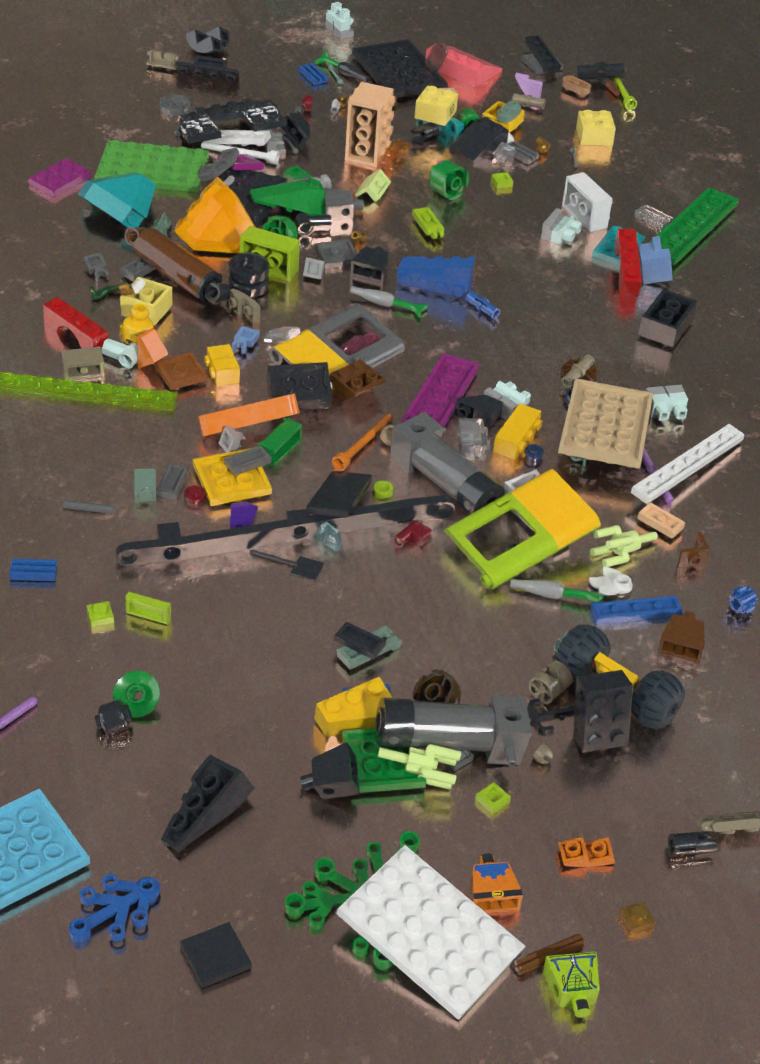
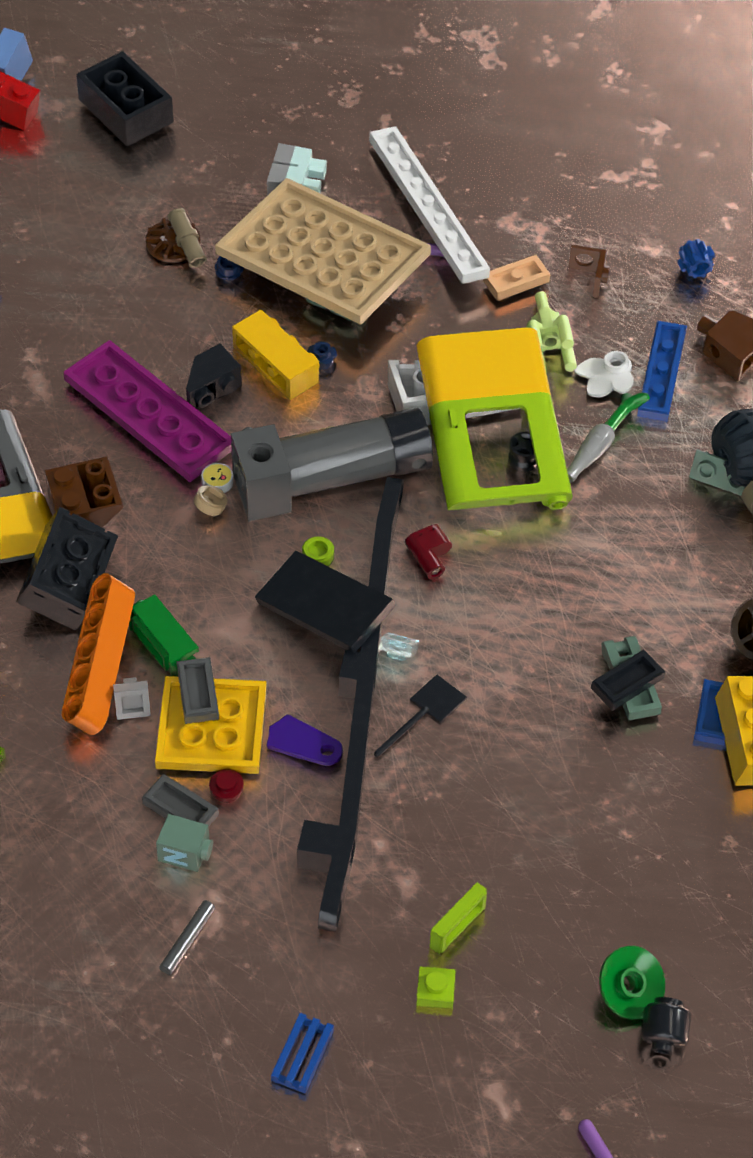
camera: 65 degrees left, 10 degrees up
(342, 460) = (237, 576): orange piece -> none
(472, 439) = (267, 405): clear brick -> none
(509, 396) = (201, 335): hips -> none

